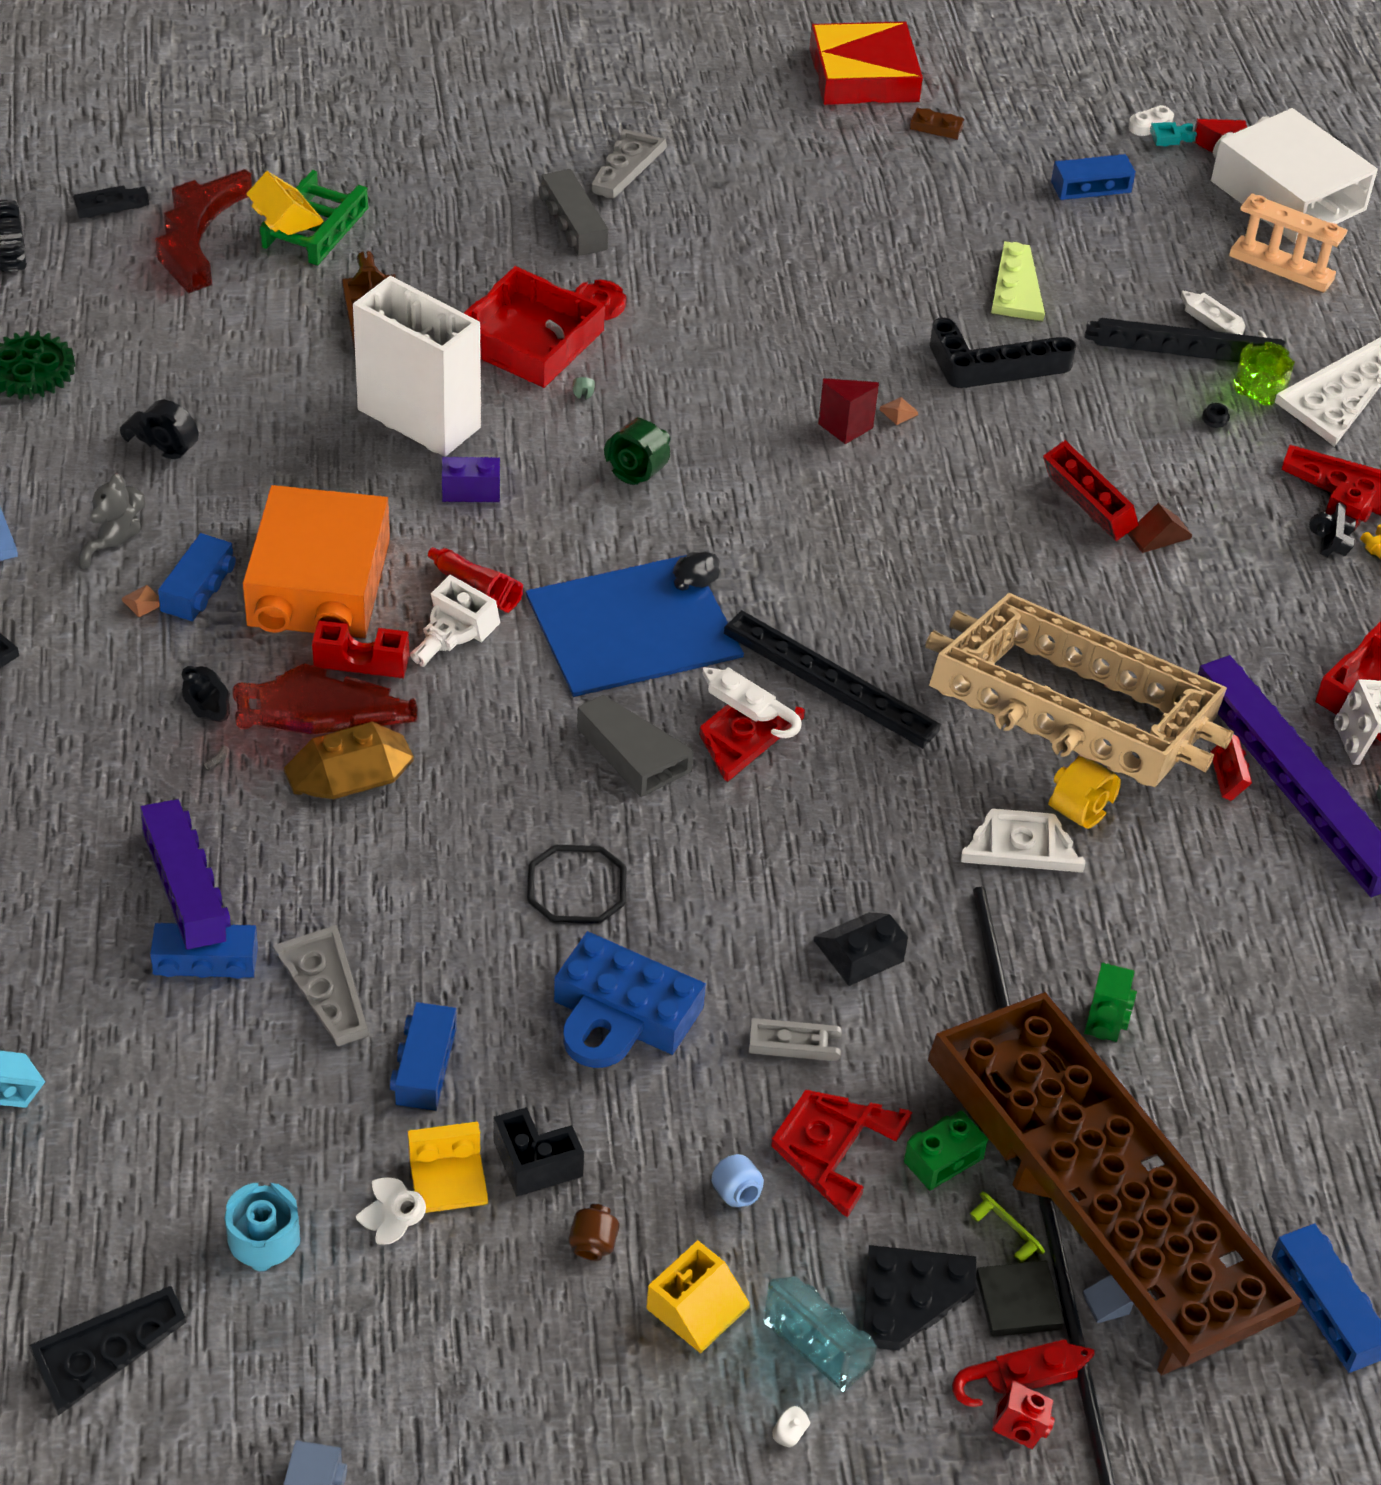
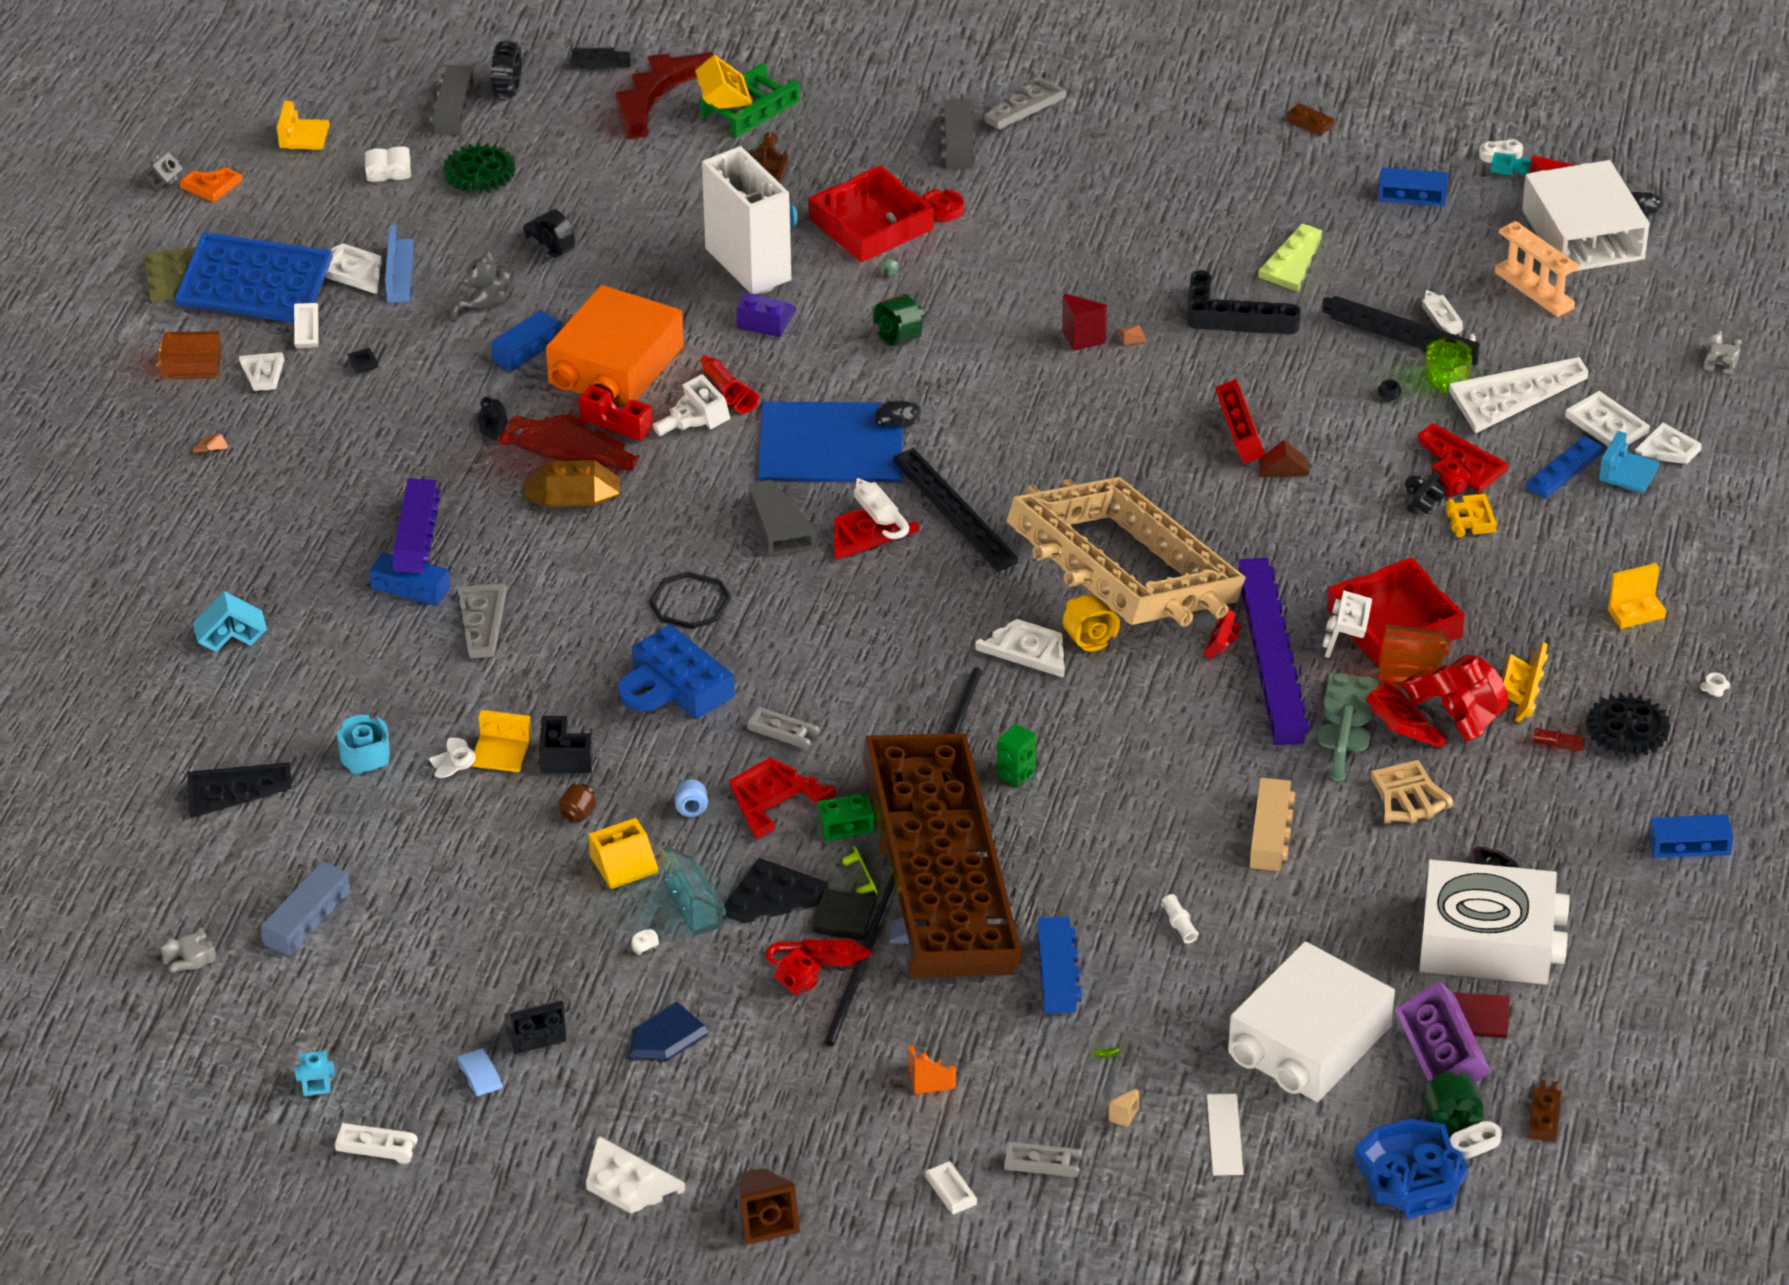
camera: 25 degrees right, 5 degrees down
(142, 601) = (481, 350): nougat slope -> none
(424, 1056) = (523, 676): blue brick -> none
(864, 946) = (867, 685): black slope -> none
(865, 63) = (1275, 58): red tile -> none

